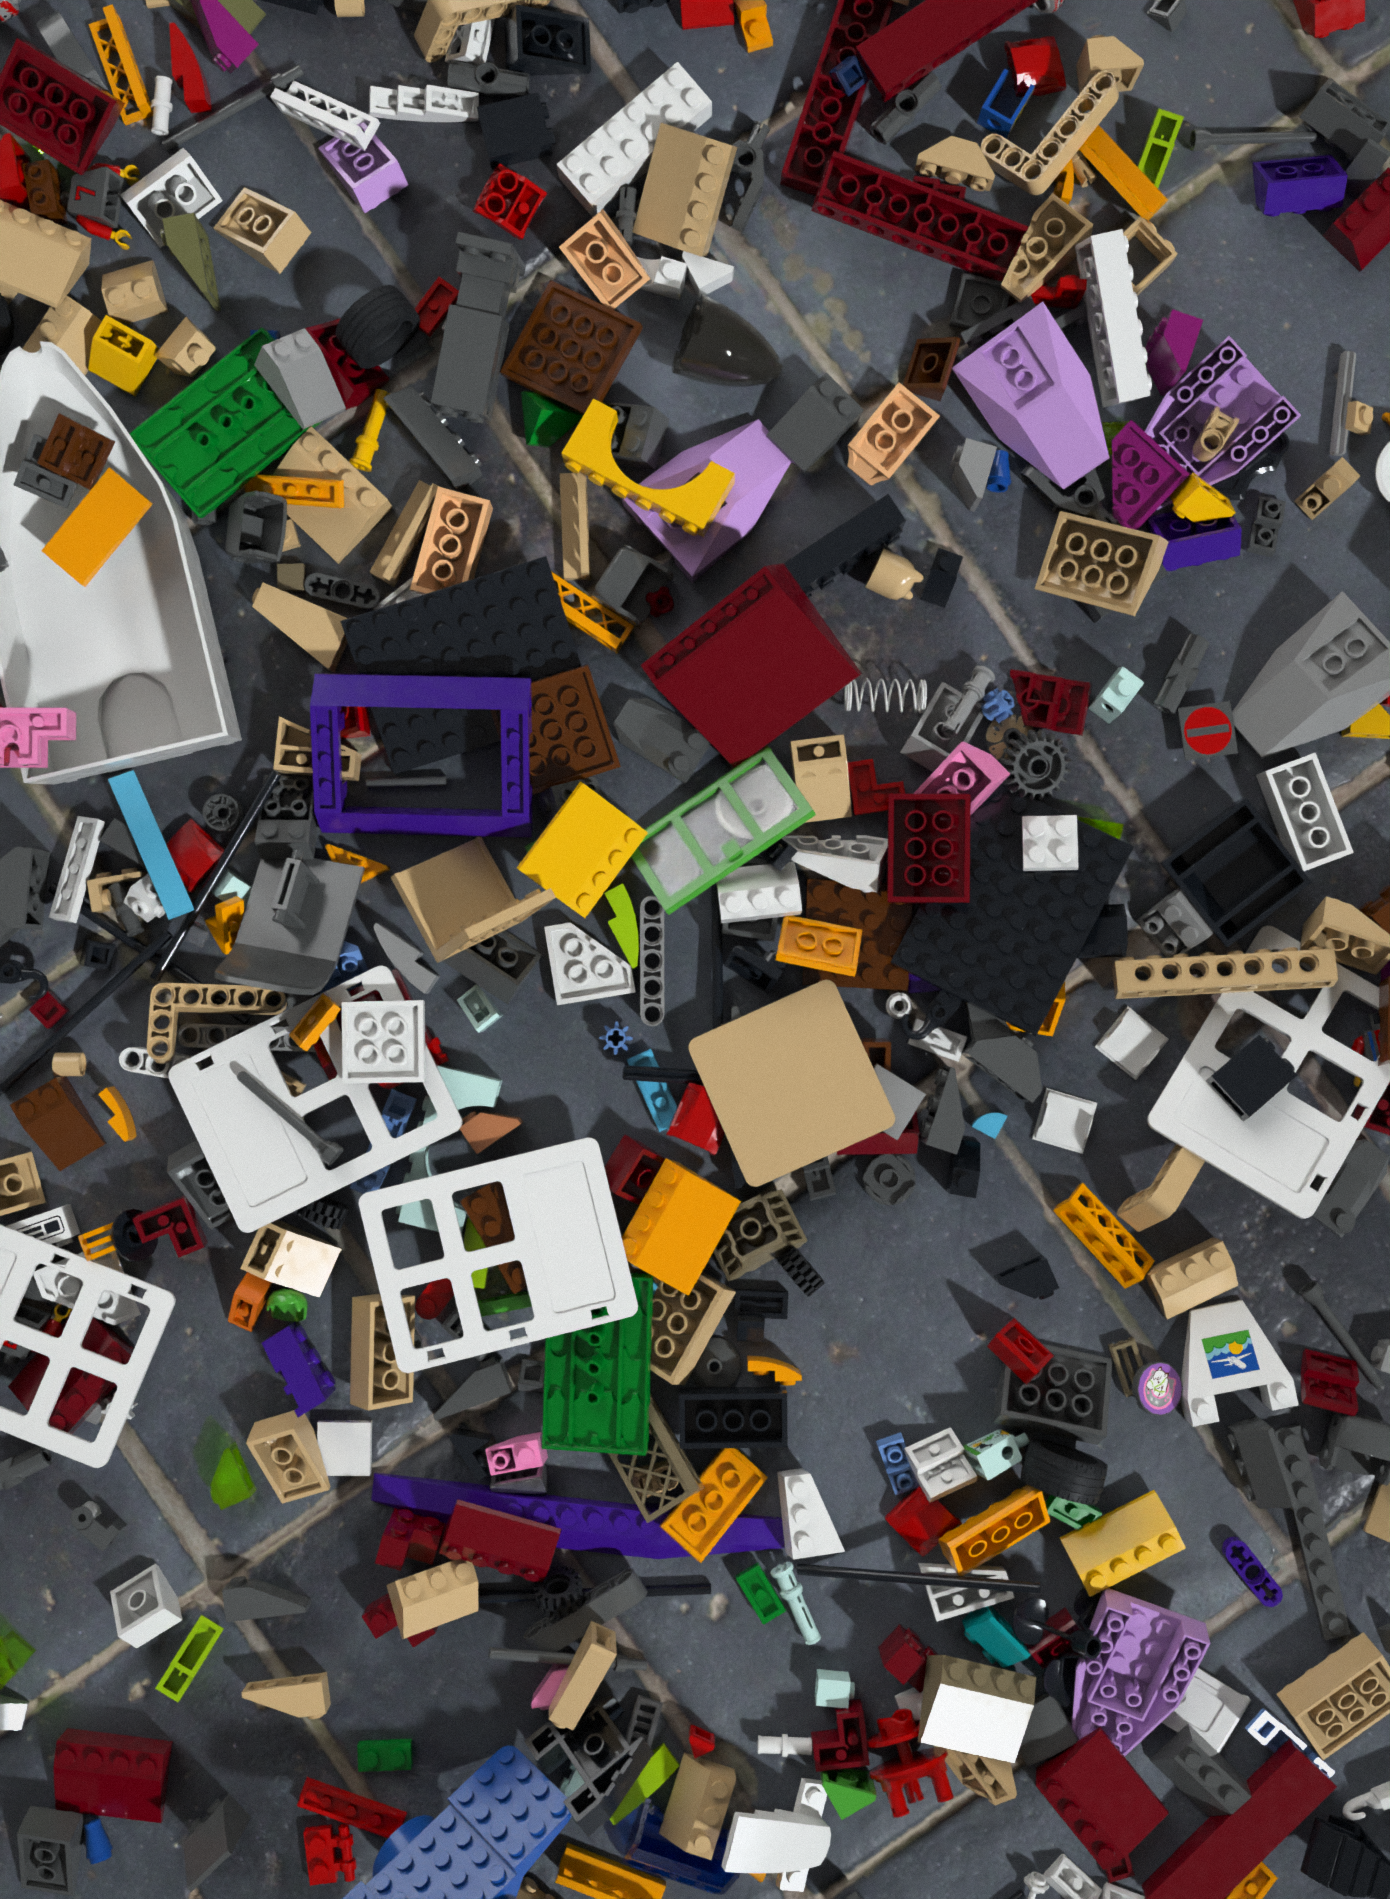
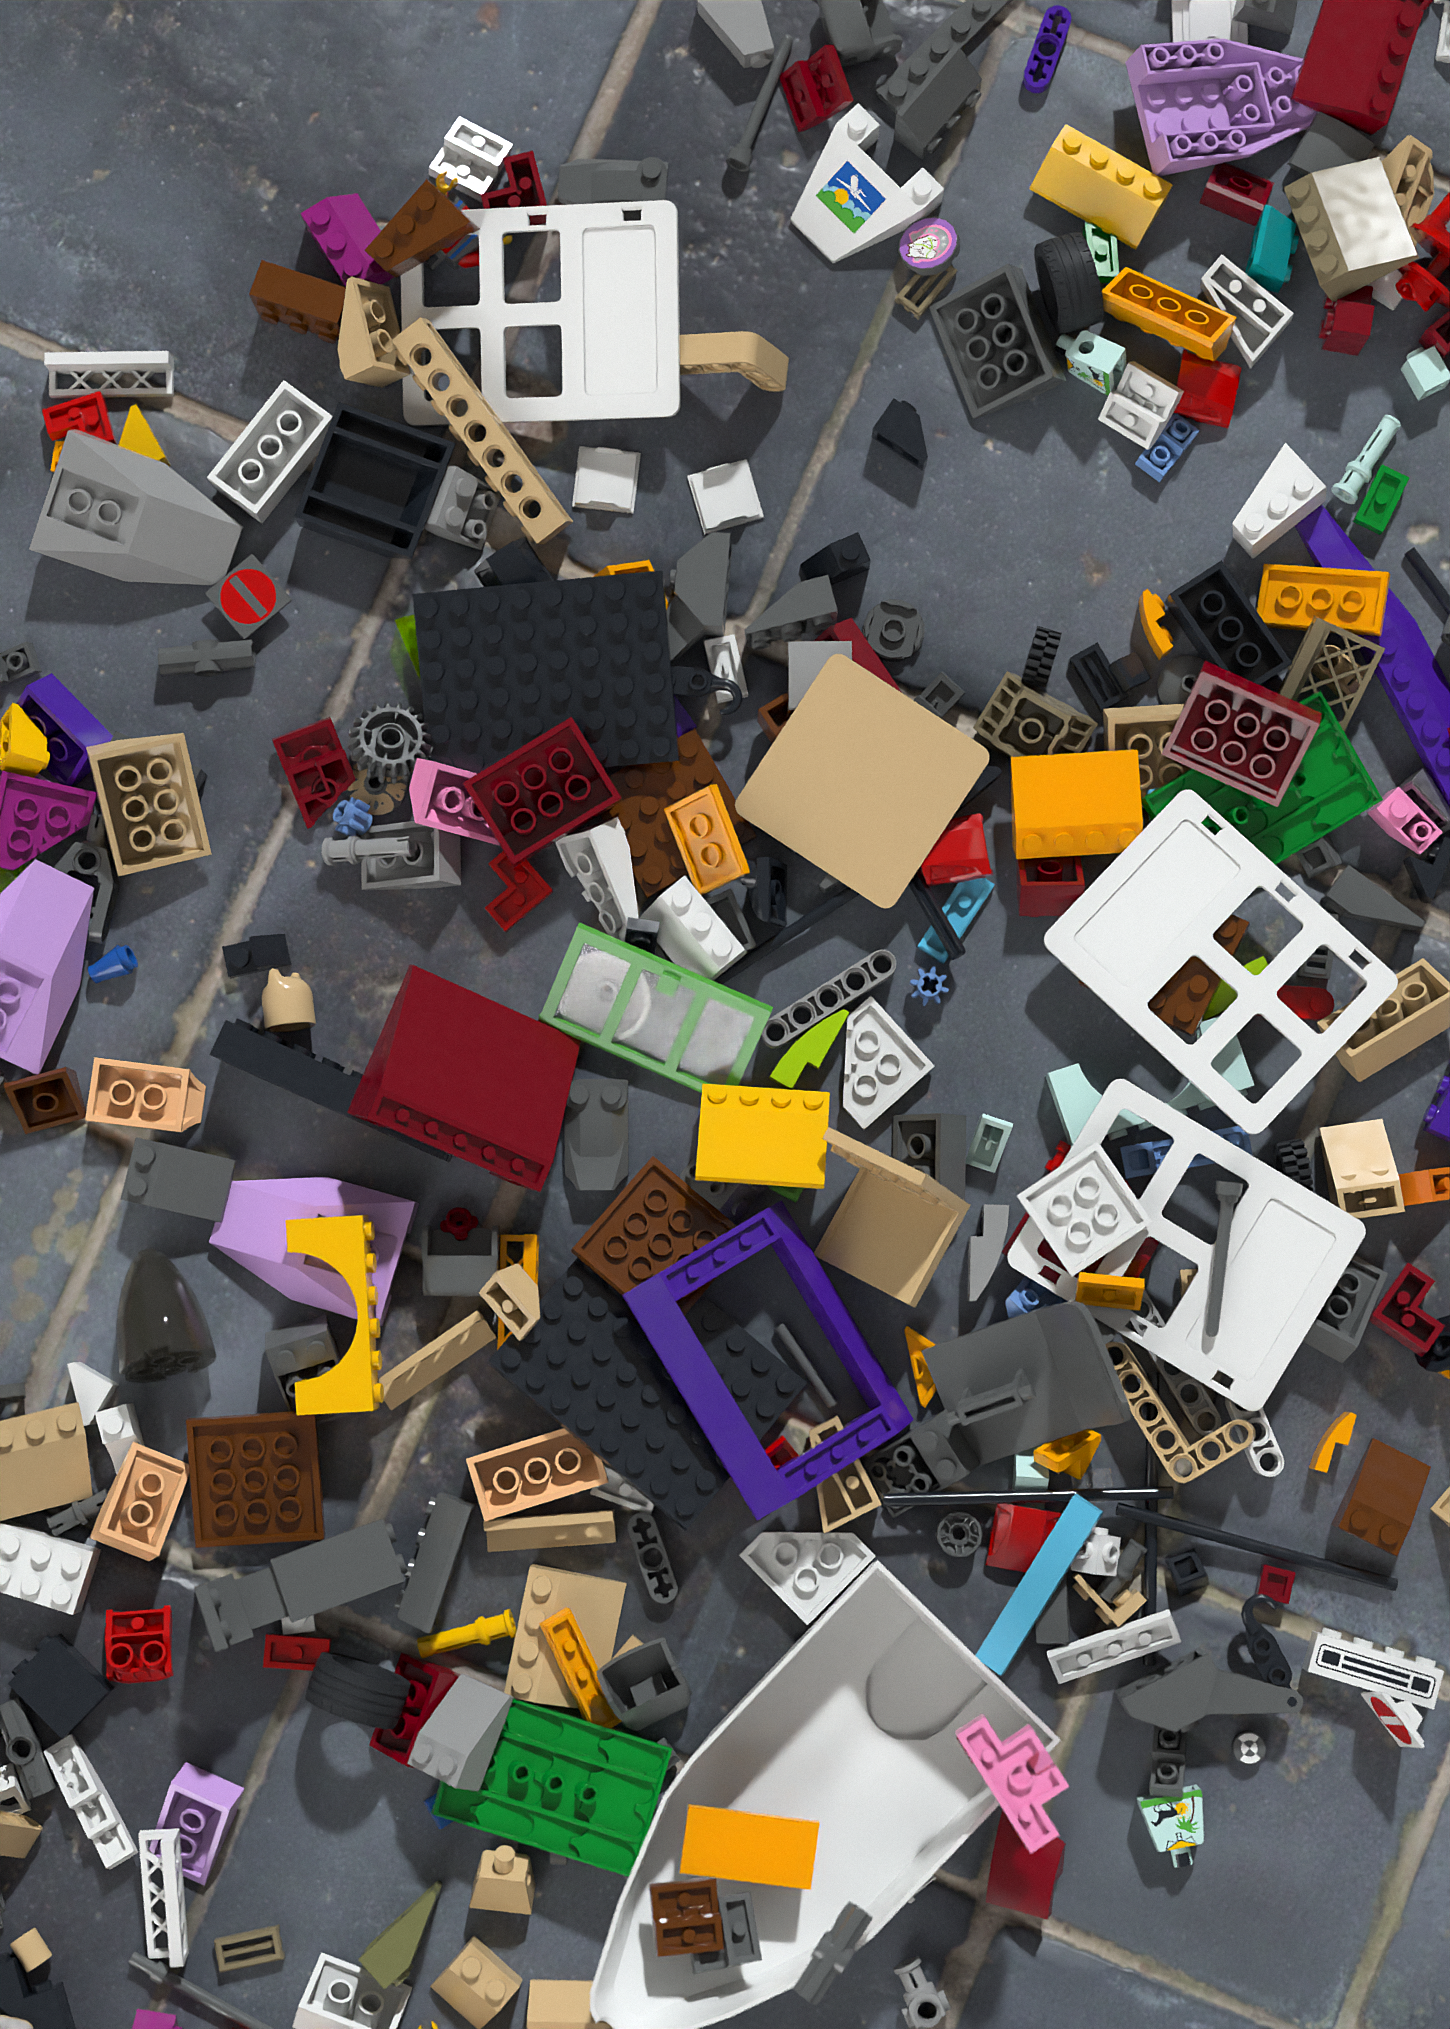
camera: 120 degrees left, 5 degrees down
(69, 1064) = (1316, 1526): tan beam -> none
(121, 355) = (553, 1948): yellow slope -> none
(263, 229) = (326, 1887): tan slope -> none
(265, 158) = (276, 1942): none -> dark tan tile
(267, 691) = (807, 1566): none -> white plate
(287, 1305) = (1410, 1144): bright green hair -> none
(291, 577) = (672, 1621): dark tan tile -> none
(305, 623) = (710, 1568): tan slope -> none
(486, 1128) = (1102, 1056): nougat slope -> none
(504, 1303) = (1263, 926): bright green beam -> none
(545, 419) = (344, 1460): green slope -> none
(577, 601) = (513, 1299): none -> tan slope
(650, 1378) = (1242, 733): none -> dark red slope
(822, 776) = (533, 946): tan slope -> none
(898, 997) = (711, 719): white plate -> none
(919, 702) = (401, 894): white piece -> none
(919, 1578) = (1264, 356): black piece -> none
(971, 470) = (131, 988): light grey slope -> none
(990, 1123) = (775, 566): medium azure tile -> none
(1020, 1350) = (979, 397): red slope -> none
(1050, 843) = (460, 677): white plate -> none
(1059, 1673) = (1266, 167): black plant -> none
(1102, 1240) = (820, 387): light orange fence -> none
(1117, 694) = (267, 707): light aqua torso -> none
(1192, 1277) = (799, 280): tan slope -> none
(1252, 1077) = (568, 340): black brick -> none

